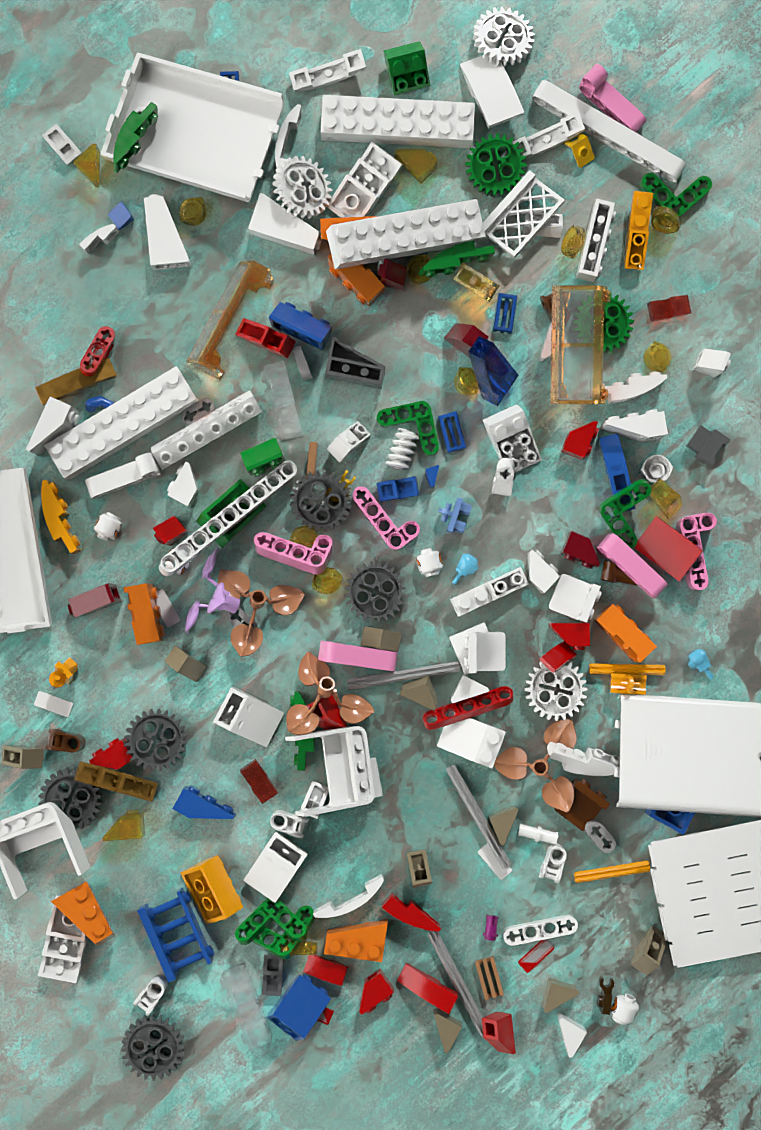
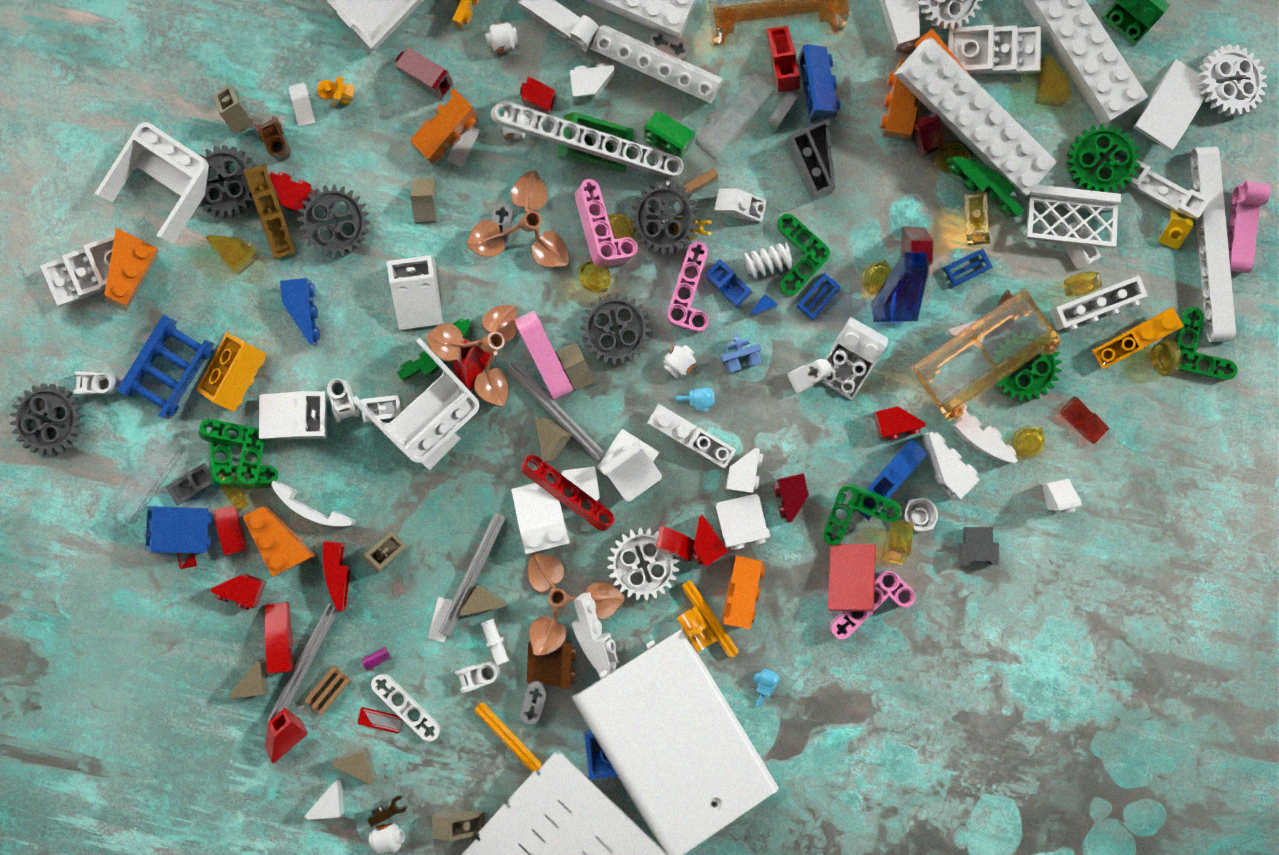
camera: 60 degrees right, 0 degrees up
(220, 600) = (507, 194): lavender plant -> none
(259, 781) = (362, 345): clear red slope -> none
(614, 574) = (794, 544): reddish brown piece -> none
(632, 565) = (811, 554): bright pink beam -> none

